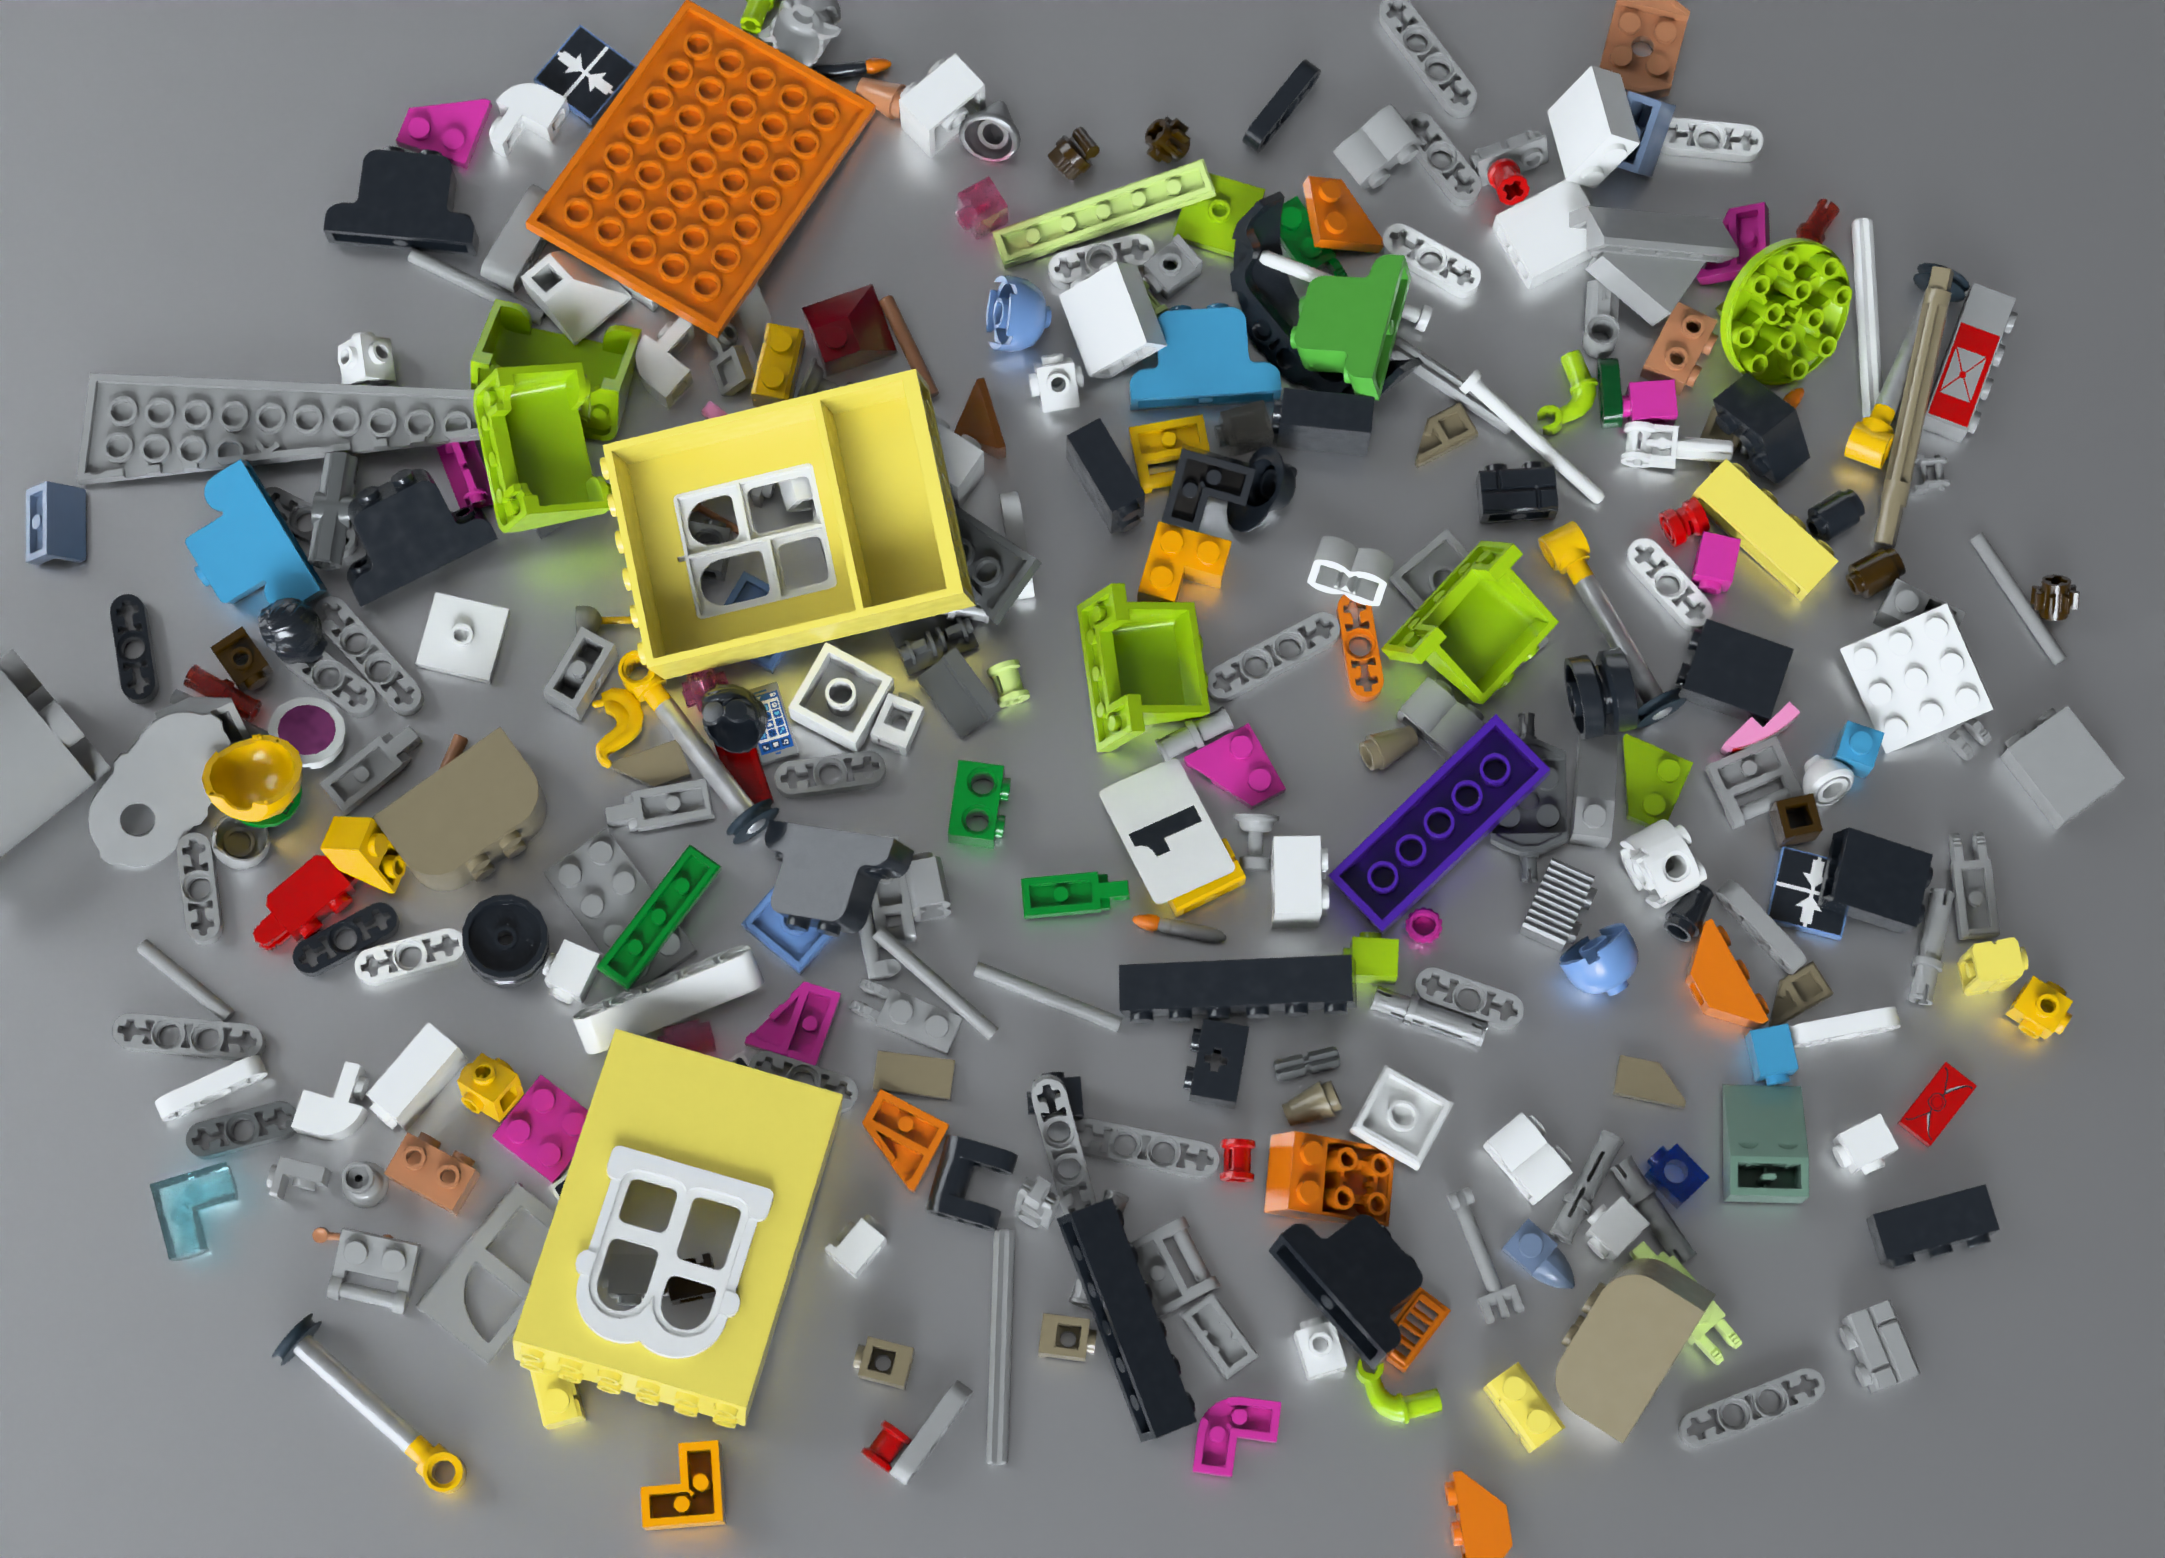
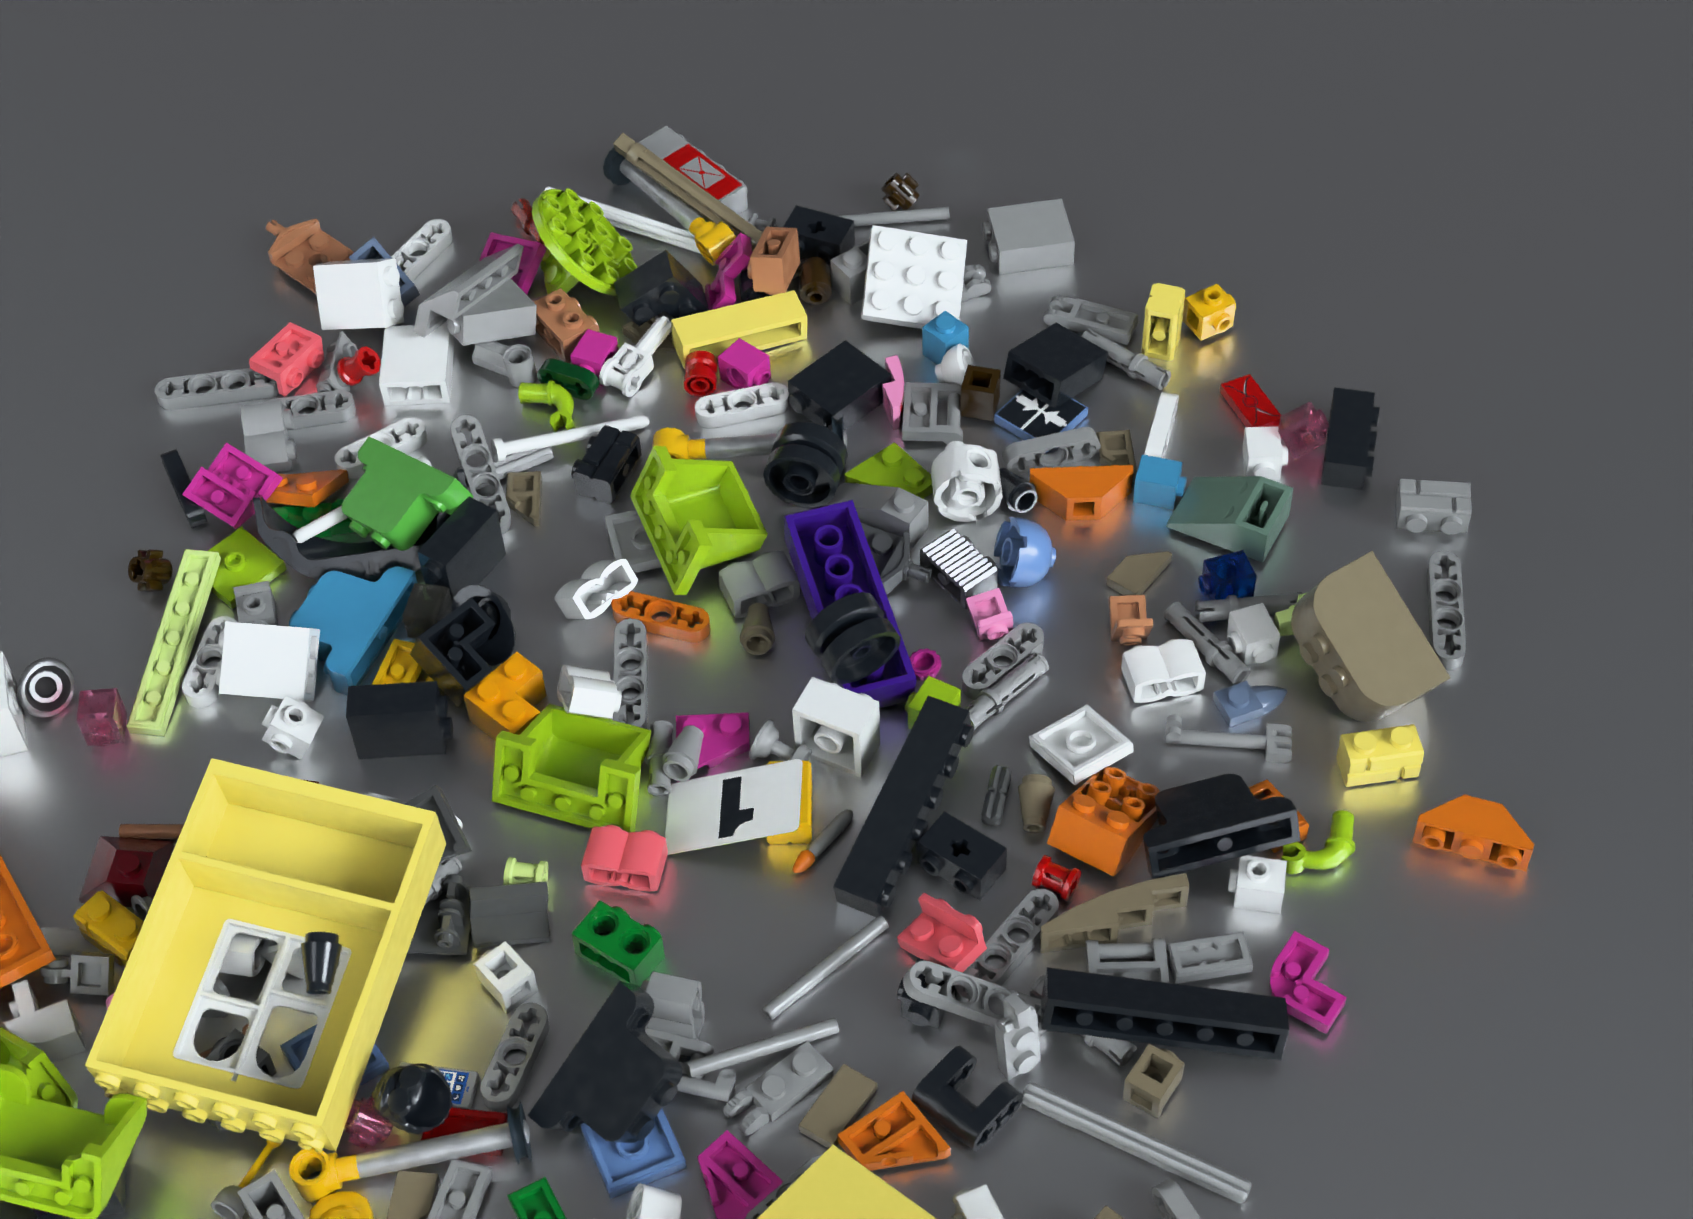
camera: 60 degrees left, 25 degrees down
(776, 581) = (320, 961): none -> black cone
(841, 697) = (453, 1007): white brick -> none
(1016, 314) = (207, 731): medium blue cylinder -> none
(1068, 760) = (624, 858): none -> coral brick
(1070, 894) = (744, 908): green hinge -> none
(1074, 154) = (109, 639): dark brown piece -> none
(1118, 1087) = (943, 935): none -> coral bracket
(1200, 756) = (683, 756): none -> light grey cone
(1212, 1221) = (1112, 911): none -> dark tan slope
(1221, 632) = (588, 692): none -> white brick
(1293, 157) = (230, 486): none -> dark pink slope
(1369, 857) = (852, 638): none -> black wheel
(1440, 385) = (484, 474): none -> light grey beam
(1490, 103) = (289, 357): none -> coral bracket
(1513, 962) = (990, 615): none -> bright pink bracket
(1568, 1101) = (1129, 619): none -> nougat bracket
(1845, 479) = (731, 263): none -> dark pink plate
(1857, 523) = (774, 260): none -> nougat brick
(1909, 1174) = (1303, 429): none -> clear pink brick
(1949, 523) = (821, 233): none -> black brick

